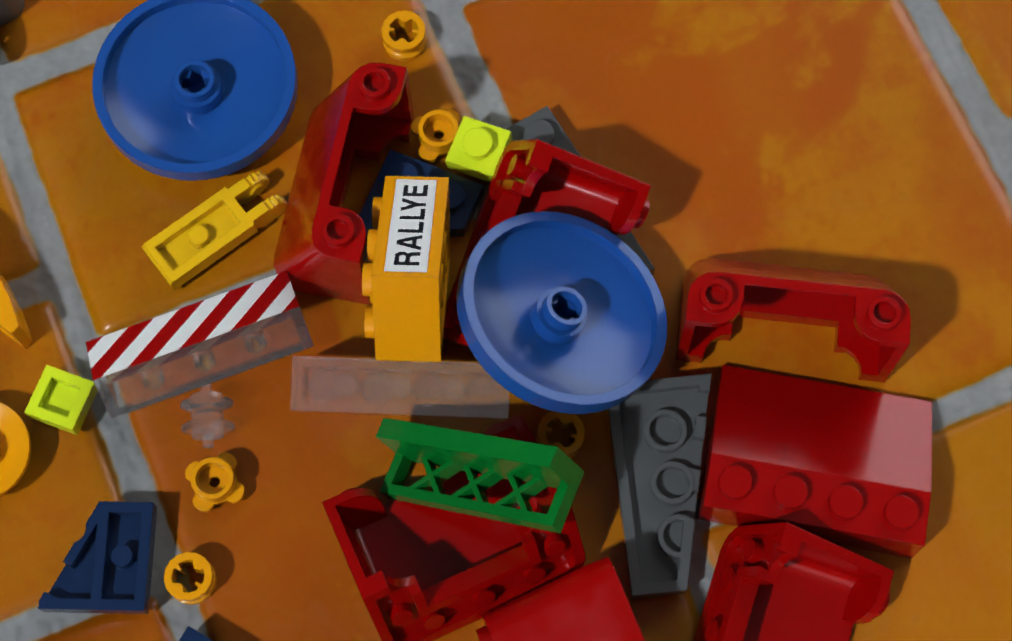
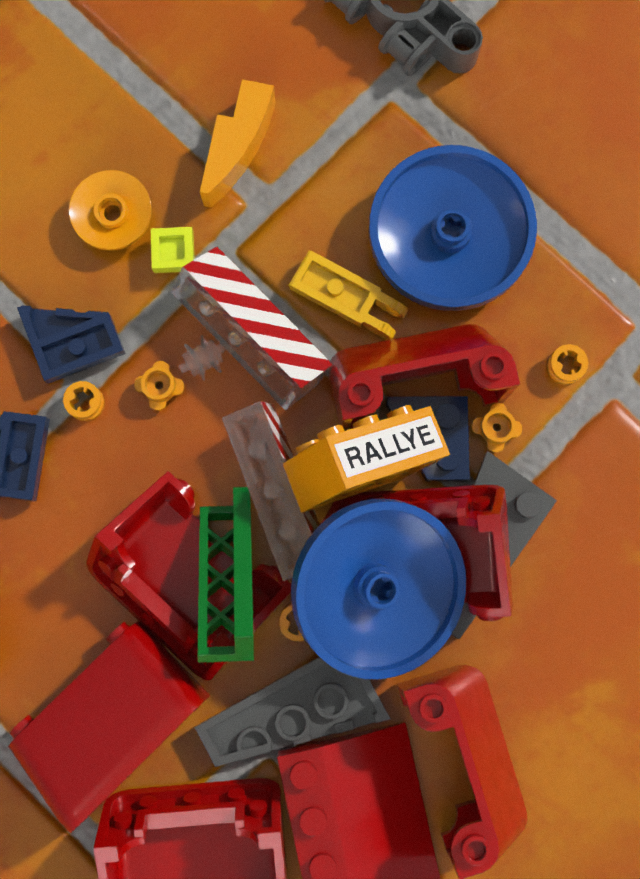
camera: 65 degrees right, 10 degrees up
(477, 148) = (495, 463): neon yellow plate -> none

